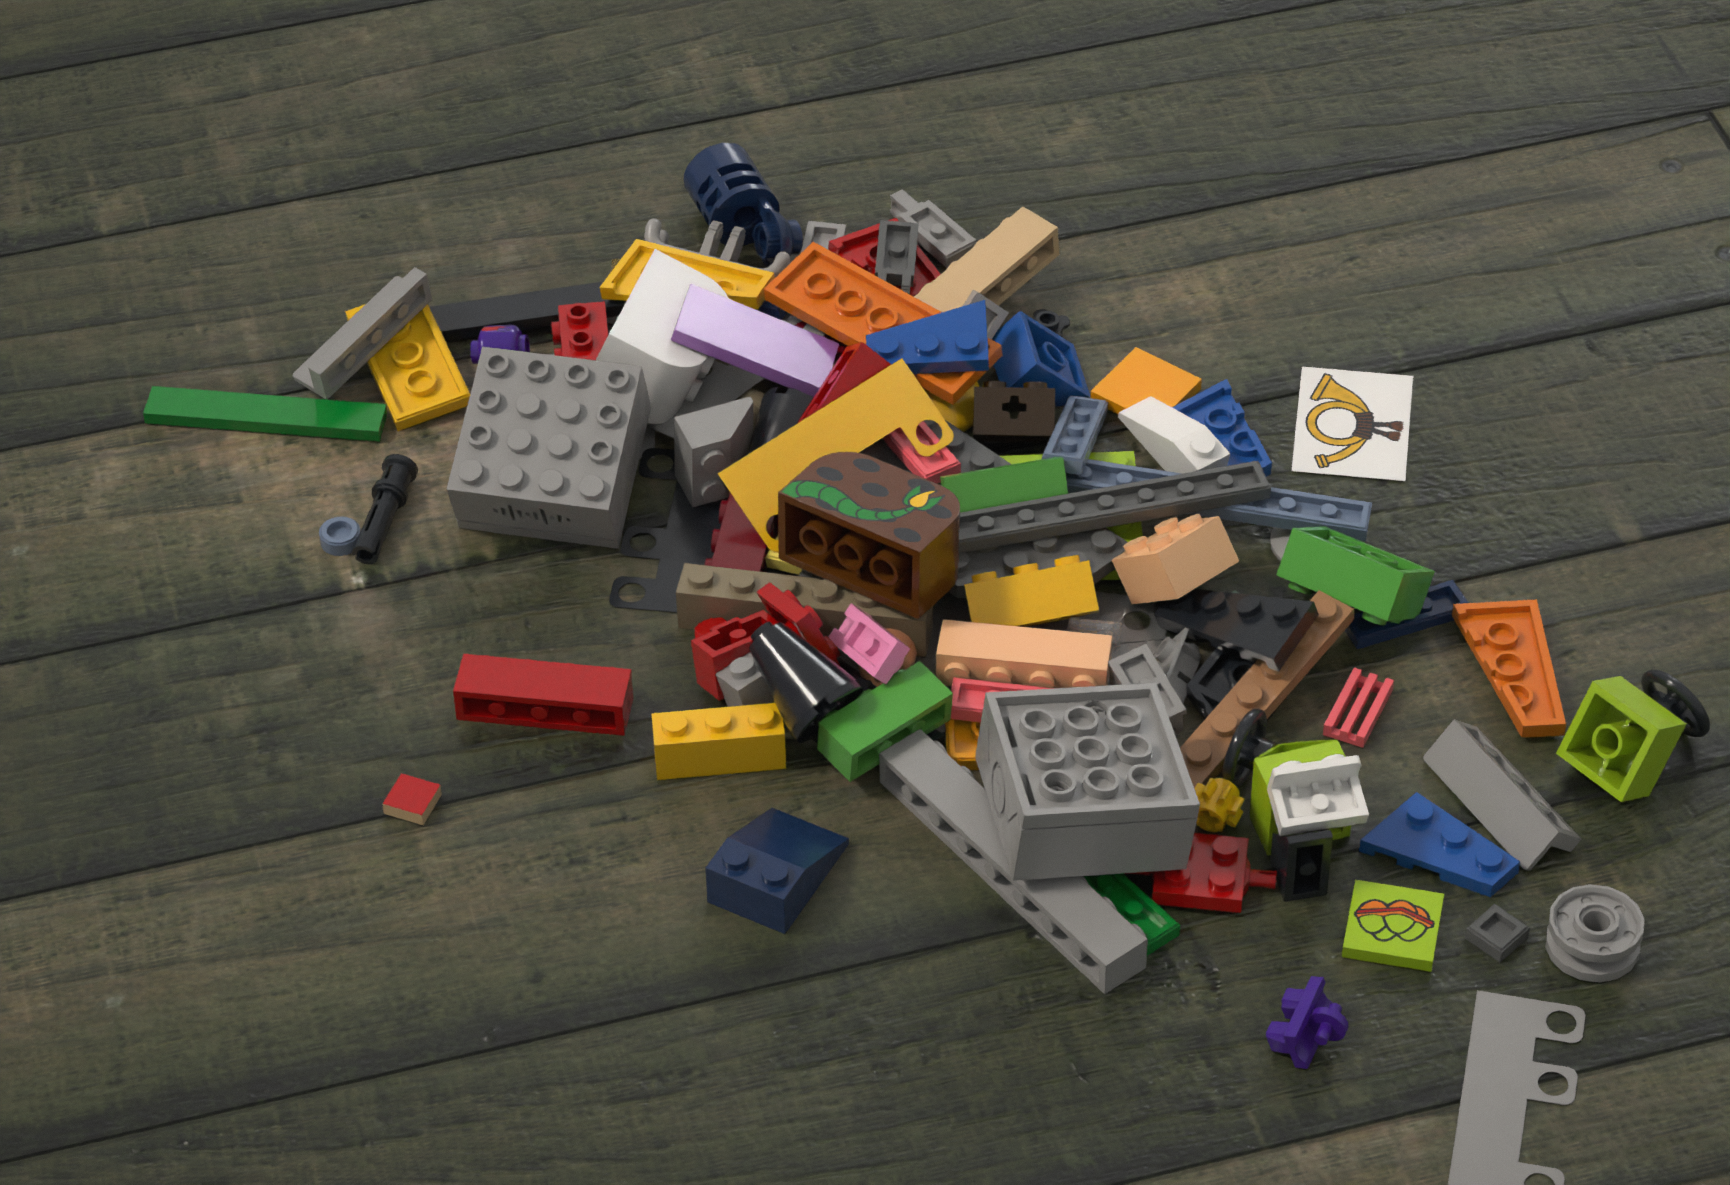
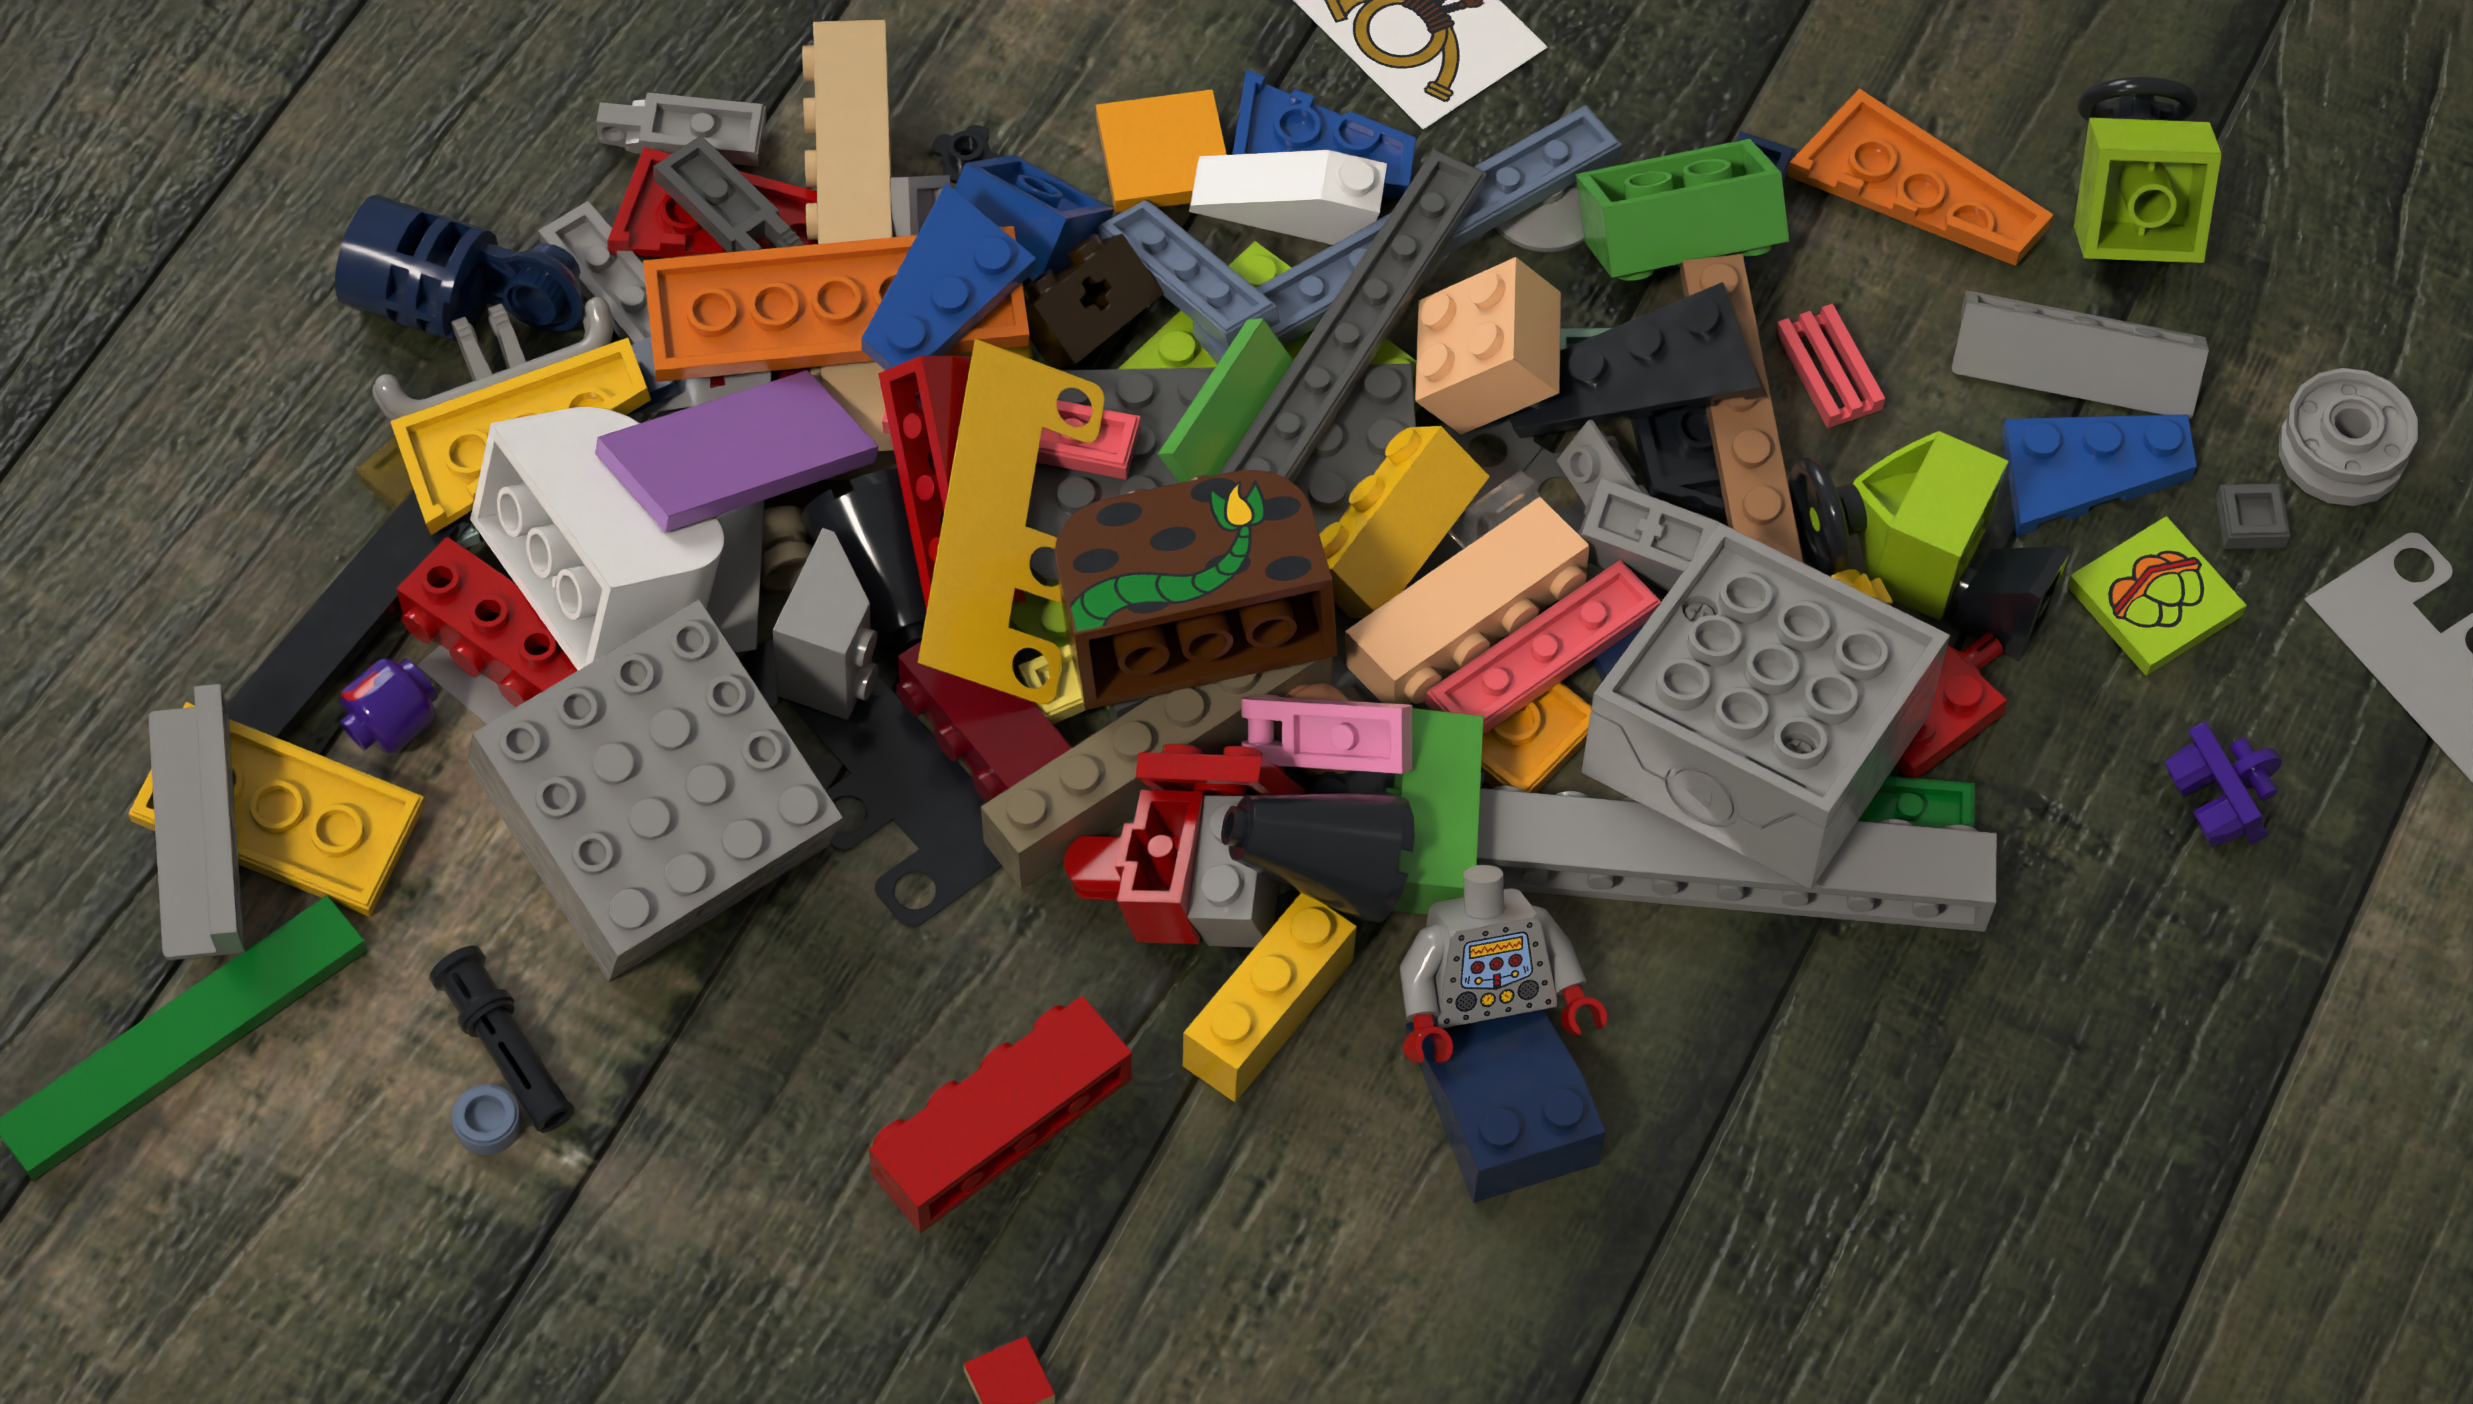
camera: 50 degrees left, 15 degrees up
(826, 795) = (1485, 962): none -> light grey torso
(1317, 794) = (2012, 519): white bracket -> none

